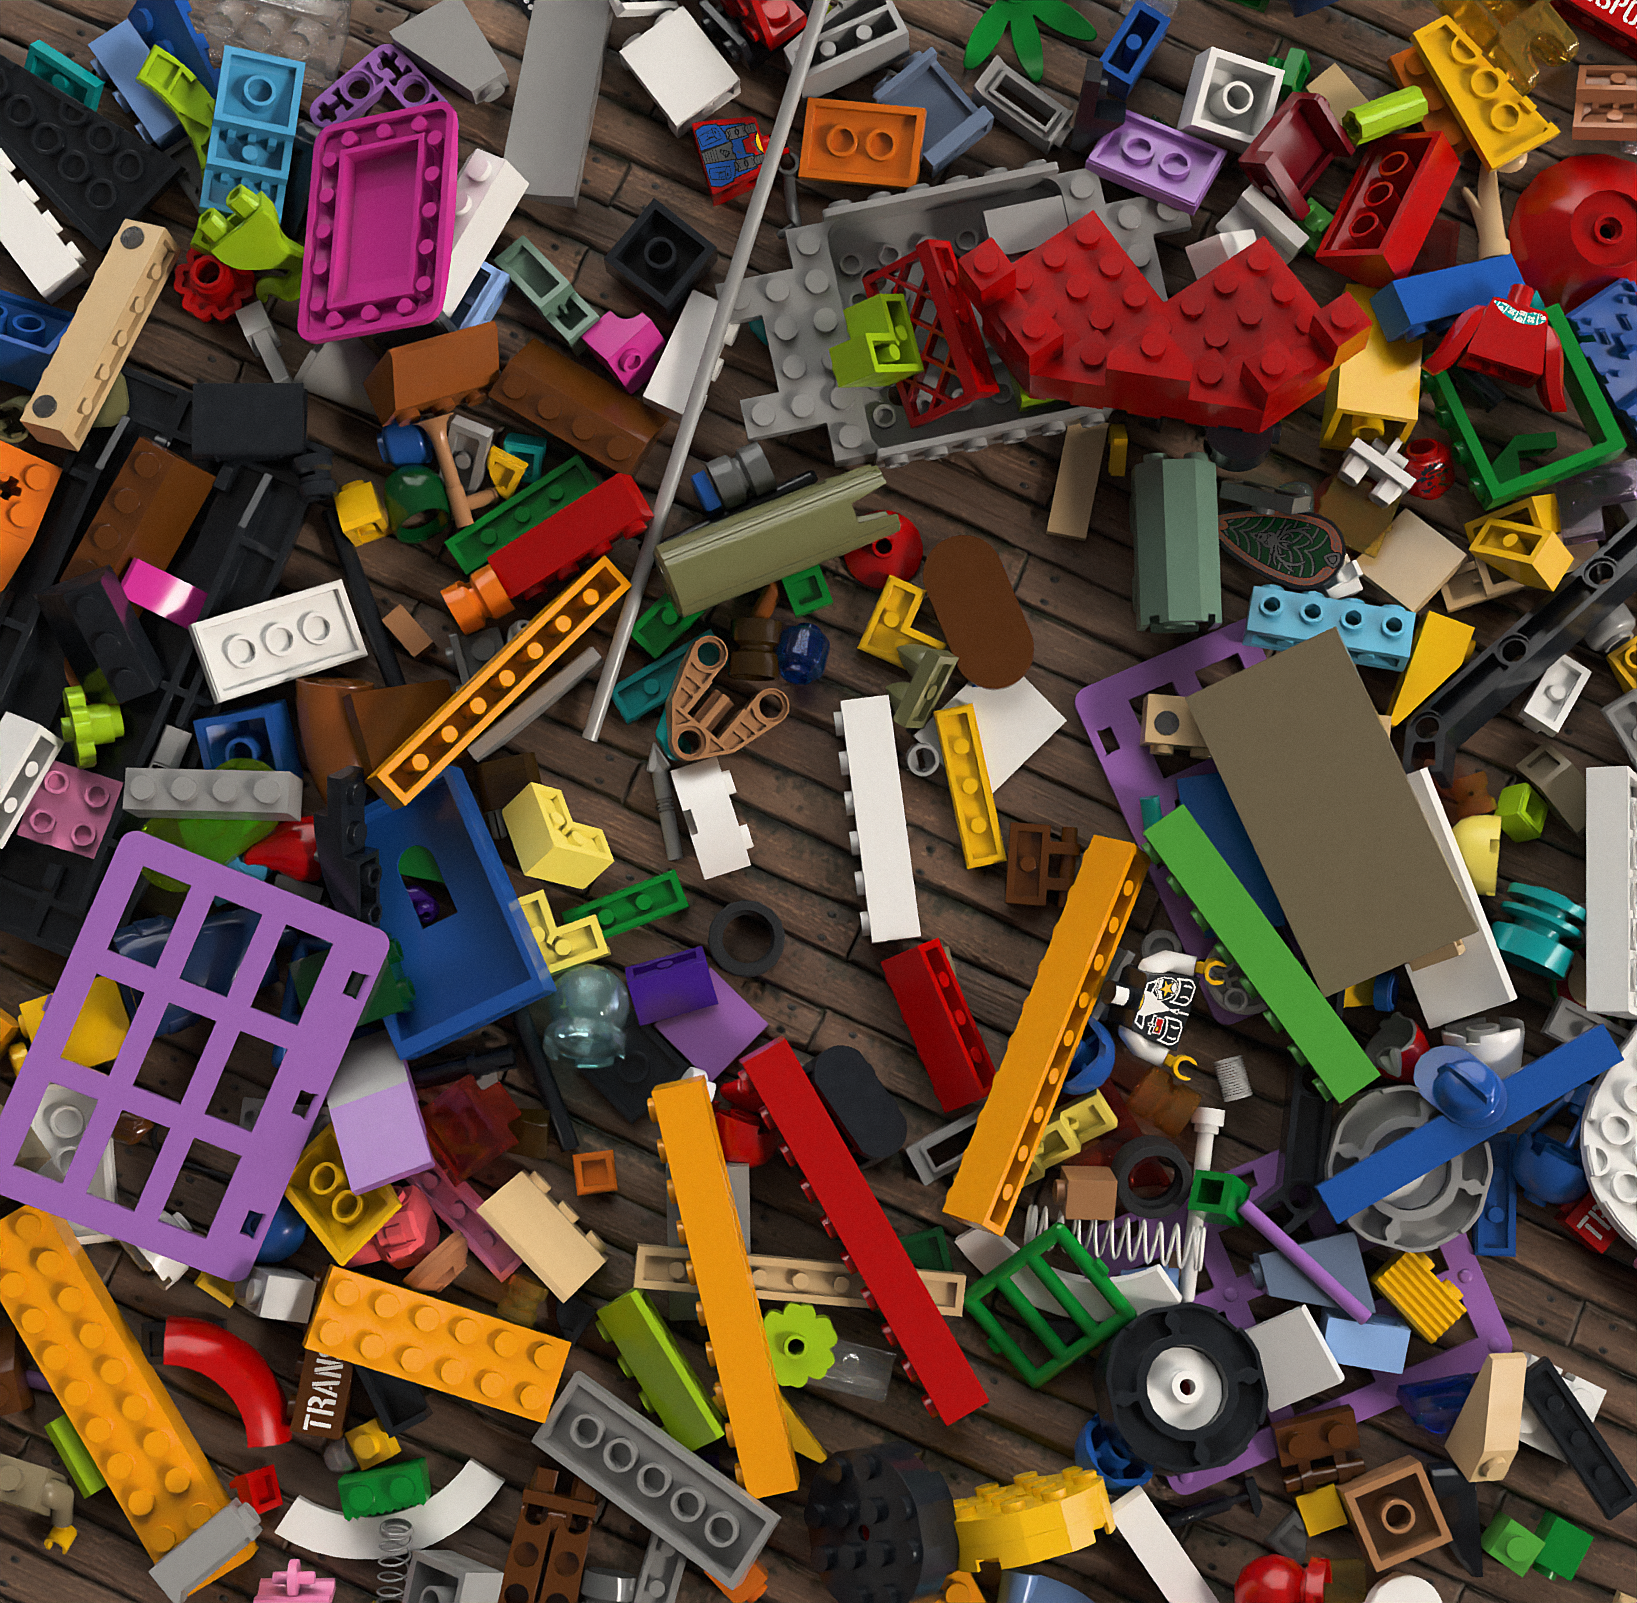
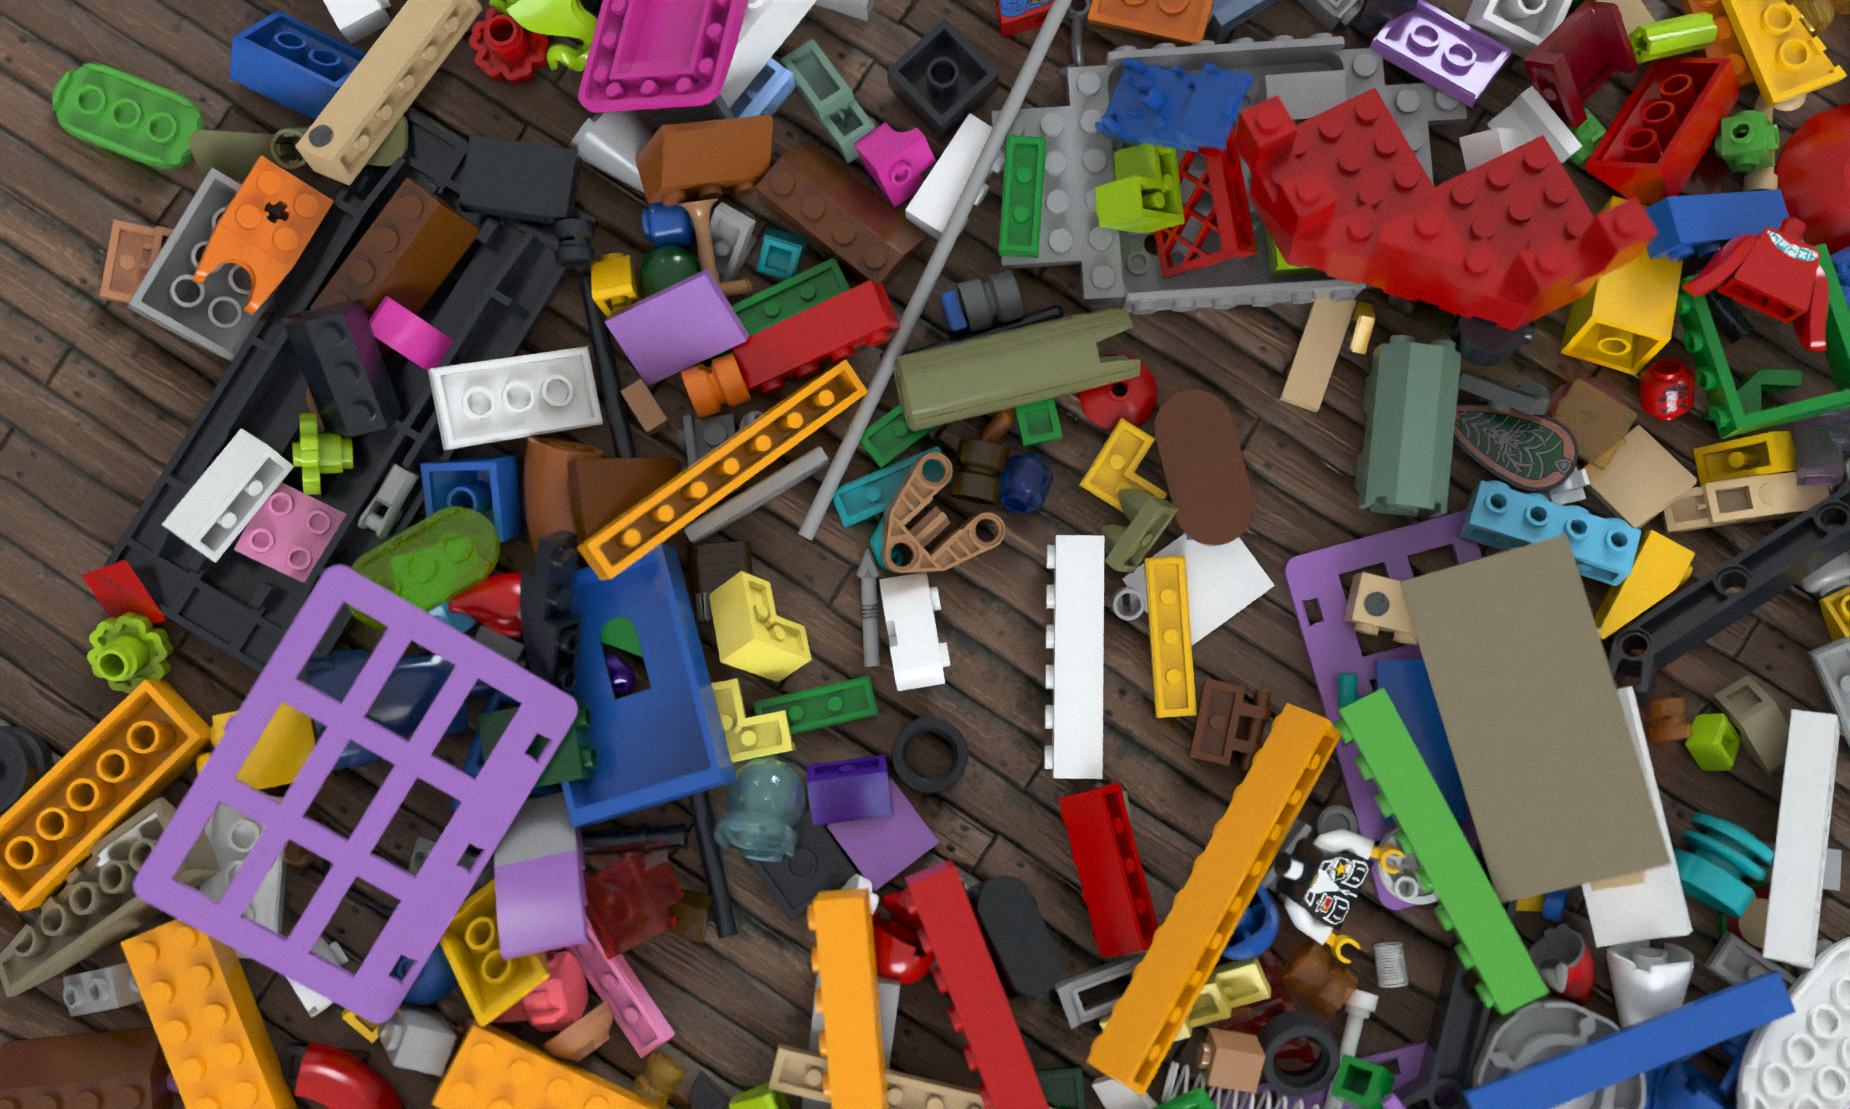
camera: 20 degrees right, 0 degrees up
(213, 794) = (426, 539): light grey brick -> none
(263, 339) = (547, 104): light grey piece -> none
(430, 547) = (677, 327): none -> medium lavender tile
(505, 471) = (761, 264): yellow tile -> none
(544, 1233) = (687, 1022): tan slope -> none
(595, 1172) = (749, 962): orange tile -> none
(758, 367) = (1022, 196): none -> green tile
(894, 258) = (1174, 106): none -> blue piece
(1382, 465) = (1623, 378): white hips -> none
(1461, 1086) = (1625, 1013): blue piece -> none
(1472, 210) = (1747, 141): none -> bright green brick
(1480, 846) = (1672, 769): light yellow cylinder -> none
(1522, 552) = (1758, 486): yellow slope -> none
(1554, 696) = (1763, 633): white plate -> none

